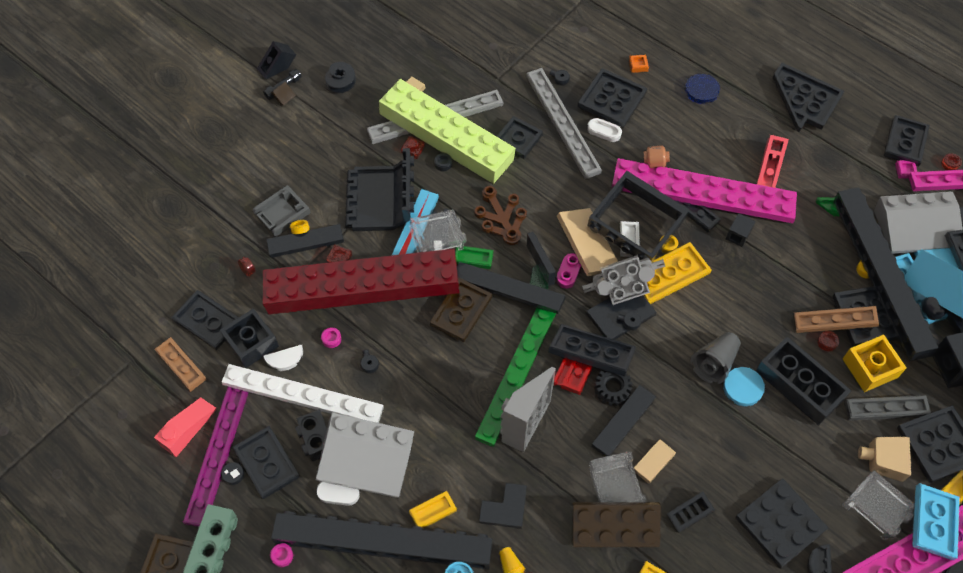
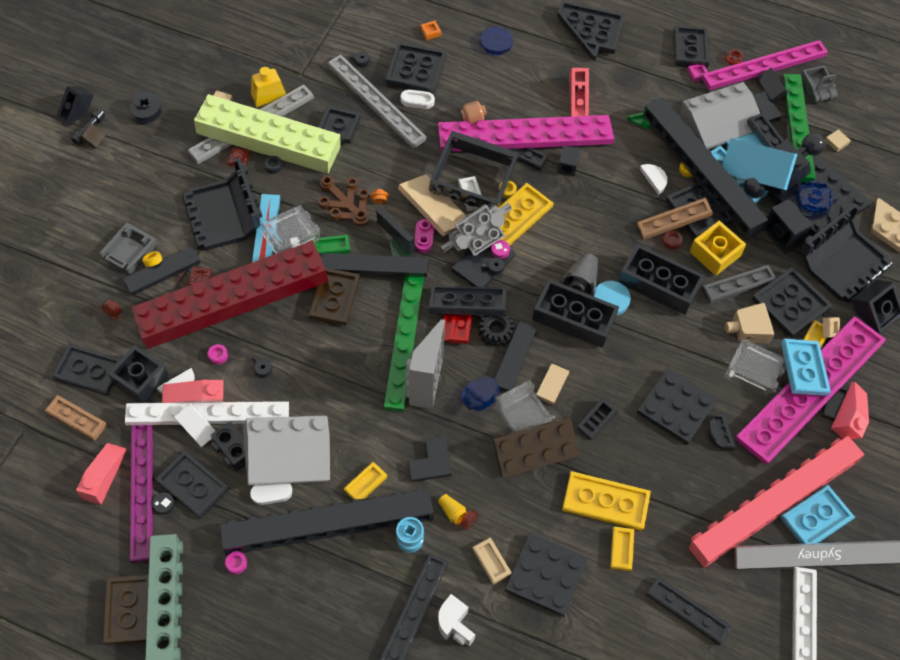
camera: 20 degrees left, 0 degrees up
(286, 403) = (195, 424): none -> white tile
(295, 370) = (193, 392): none -> coral slope
(459, 84) = (266, 87): none -> yellow torso
(536, 219) = (379, 196): none -> orange plate
(575, 451) = (480, 393): none -> clear blue tile
(642, 305) = (500, 249): none -> dark pink tile
(700, 393) = (575, 313): none -> black brick
(828, 269) = (655, 177): none -> white tile

